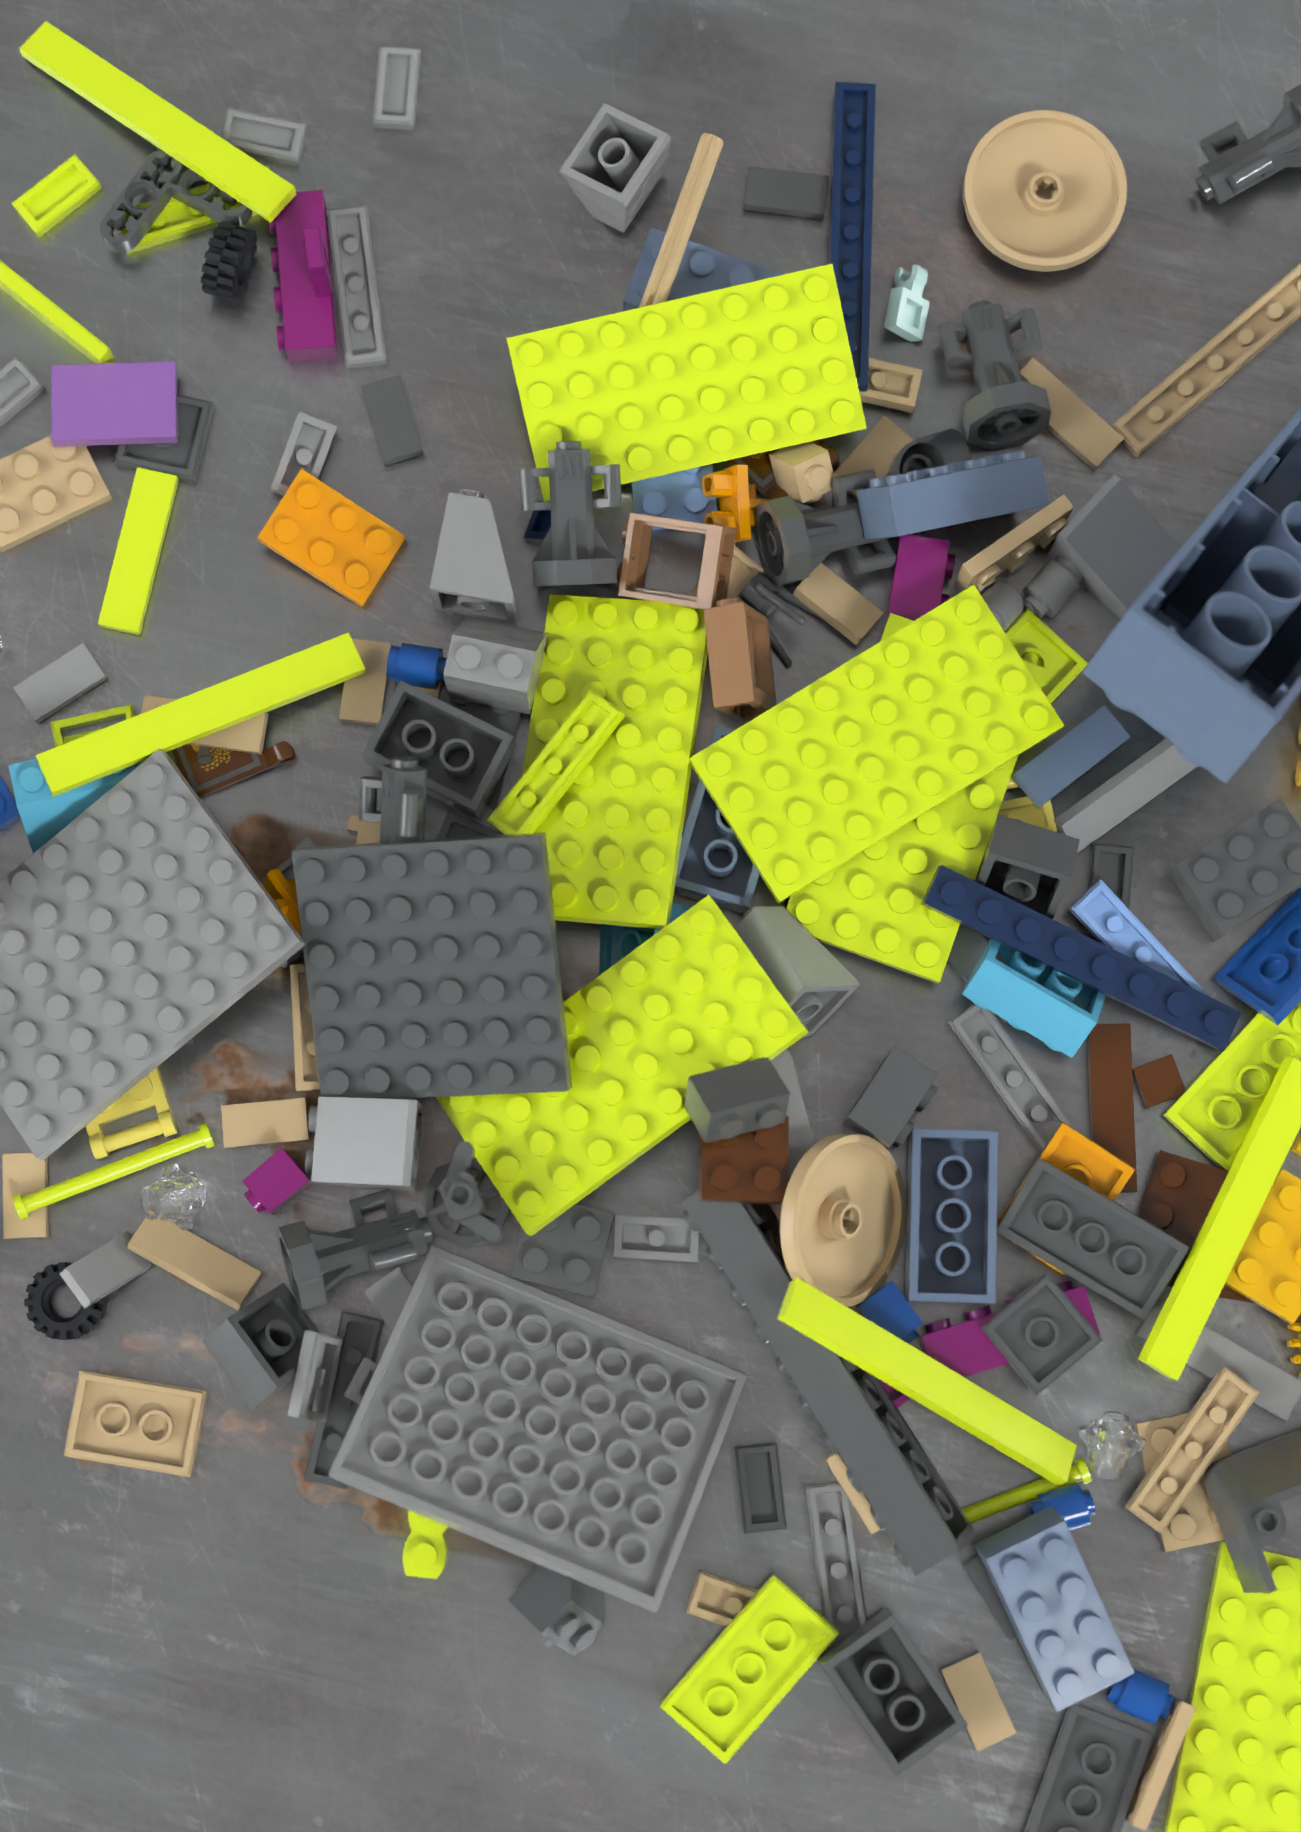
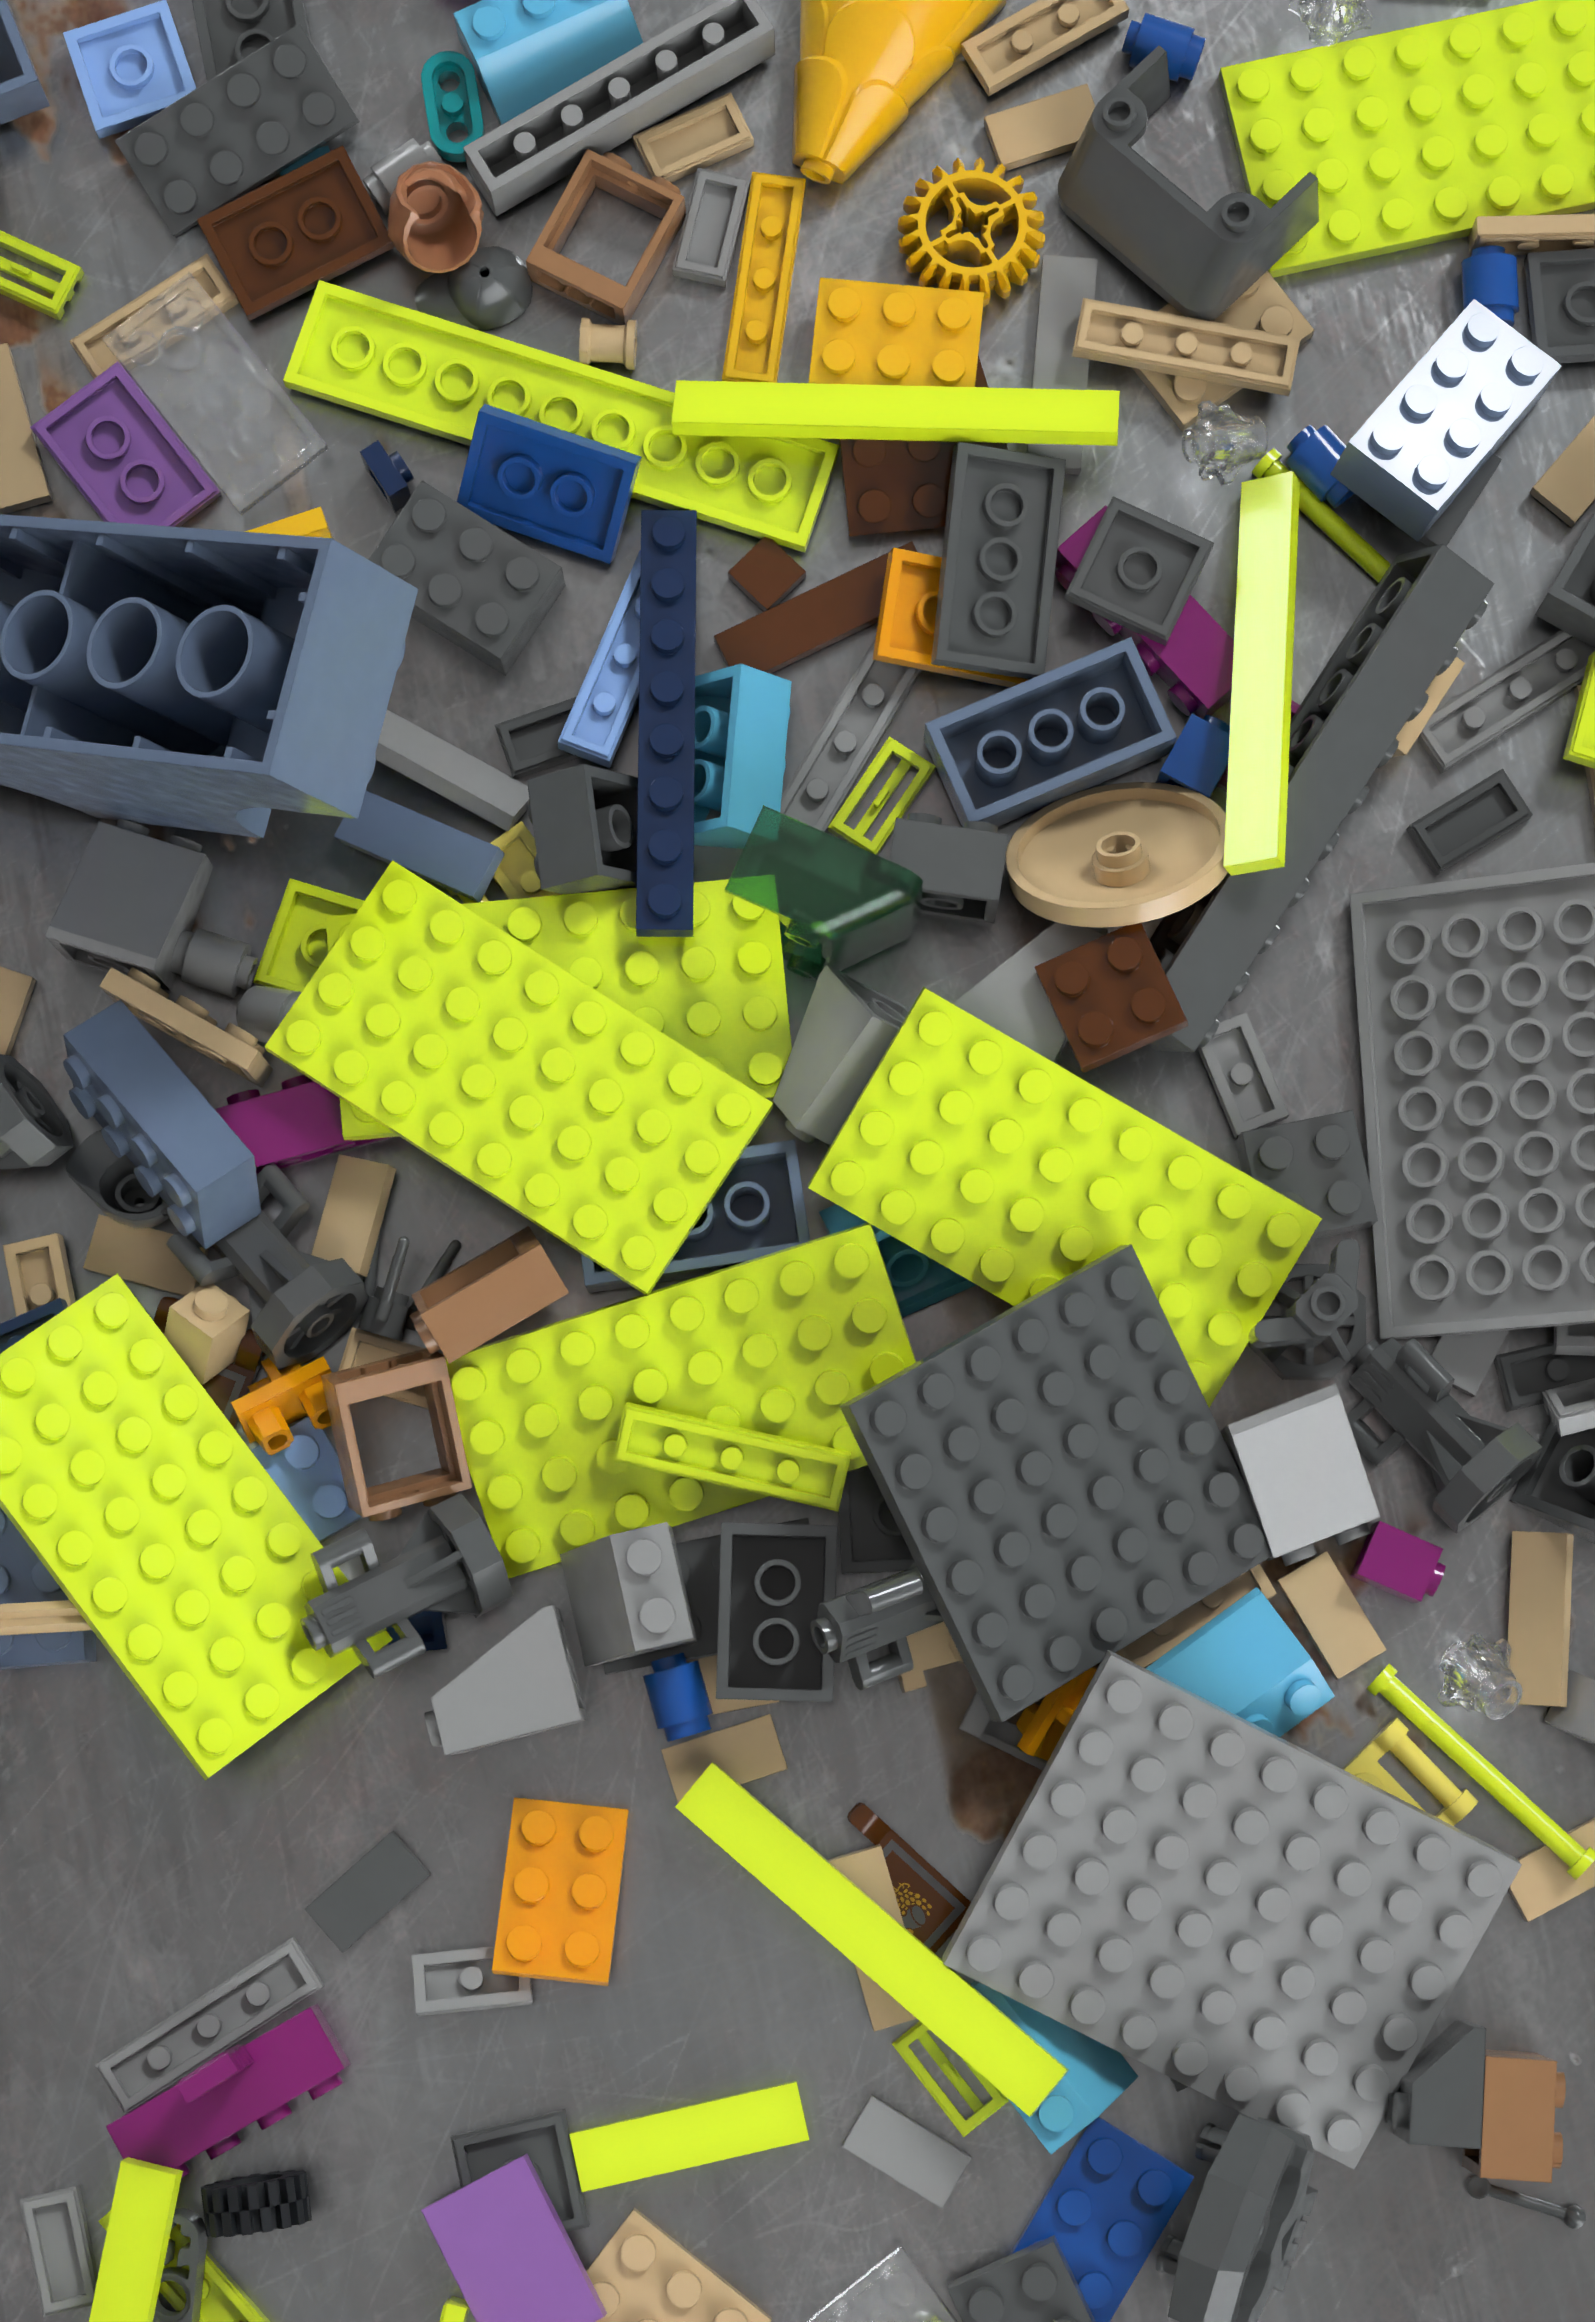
camera: 110 degrees left, 0 degrees up
(253, 1039) = (1249, 1666): none -> medium azure slope
(736, 1099) = (1050, 1030): dark grey brick -> none
(906, 989) = (829, 894): none -> clear green windscreen
(982, 1117) = (908, 759): none -> neon yellow tile

